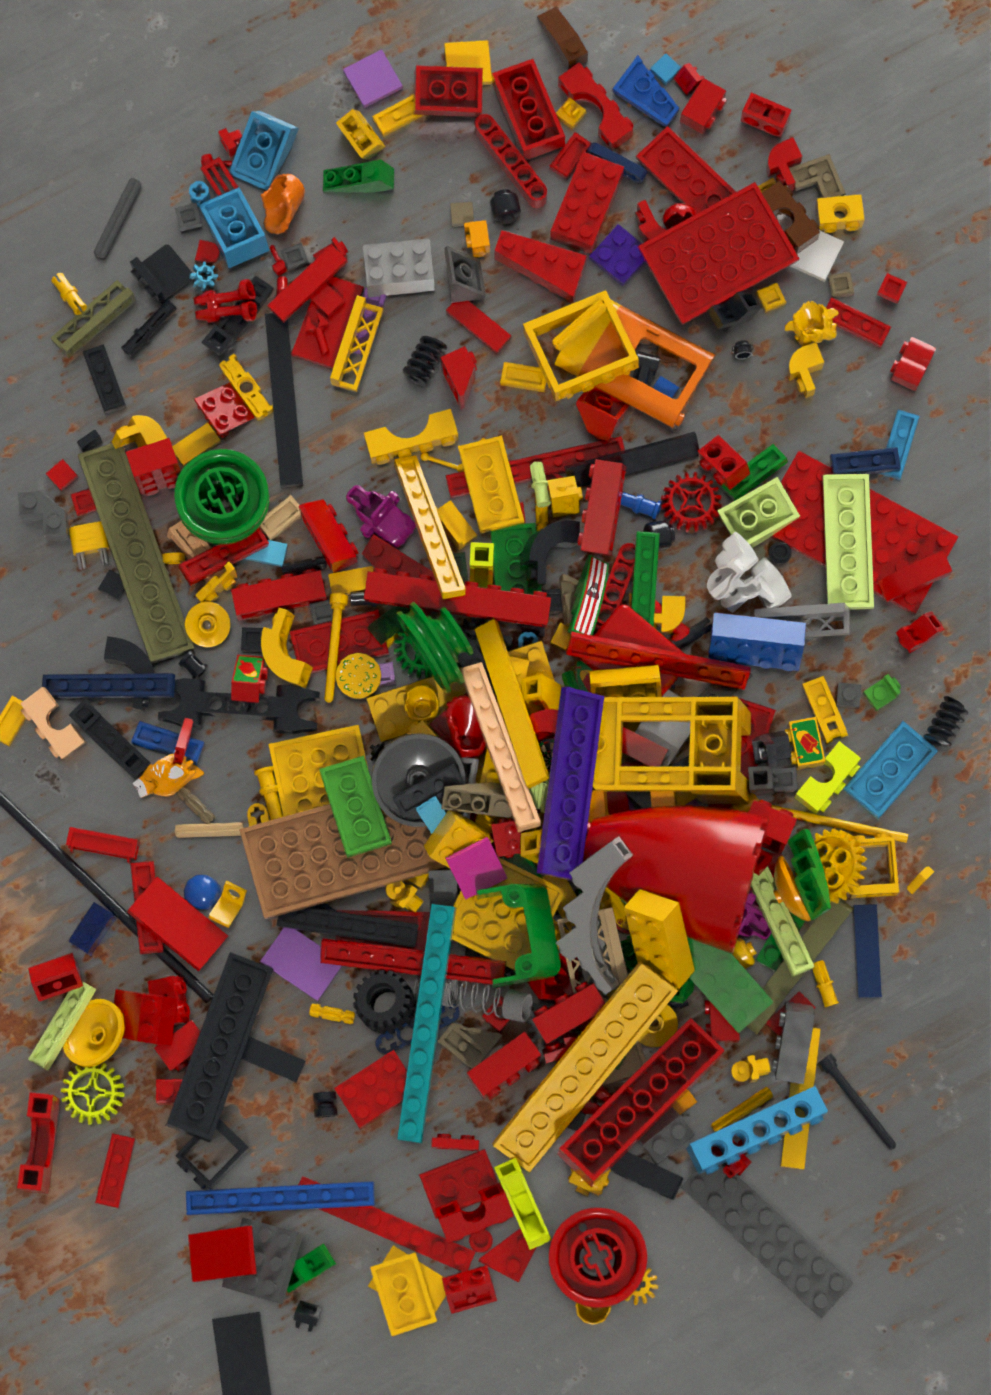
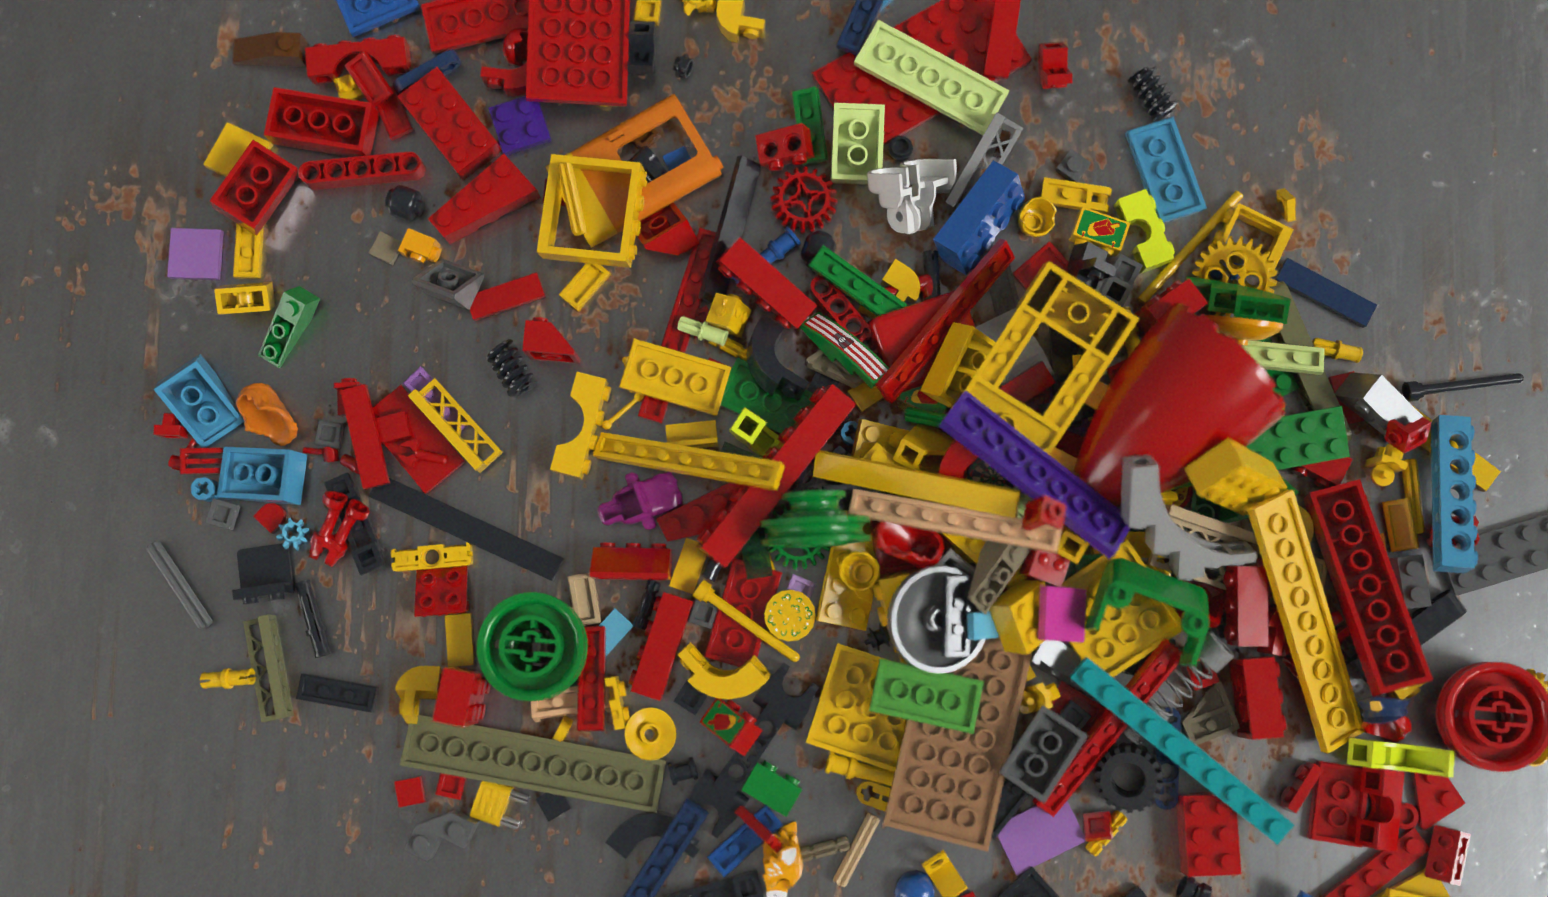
camera: 60 degrees left, 5 degrees up
(89, 441) = (393, 745): black tile -> none
(219, 738) = (772, 788): none -> green brick
(333, 1002) = (1098, 826): none -> red tile
(362, 918) = (1043, 754): none -> dark grey slope
(398, 267) = (403, 339): light grey brick -> none
(541, 801) = (1043, 512): none -> red bracket
(547, 1176) = (1385, 717): none -> piece
(584, 123) = (369, 79): none -> red tile
(712, 1111) = (1400, 525): none -> yellow tile
(781, 1066) = (1409, 436): none -> red bracket
(787, 688) = (1036, 217): none -> yellow hair
(883, 692) = (1089, 133): bright green bracket -> none

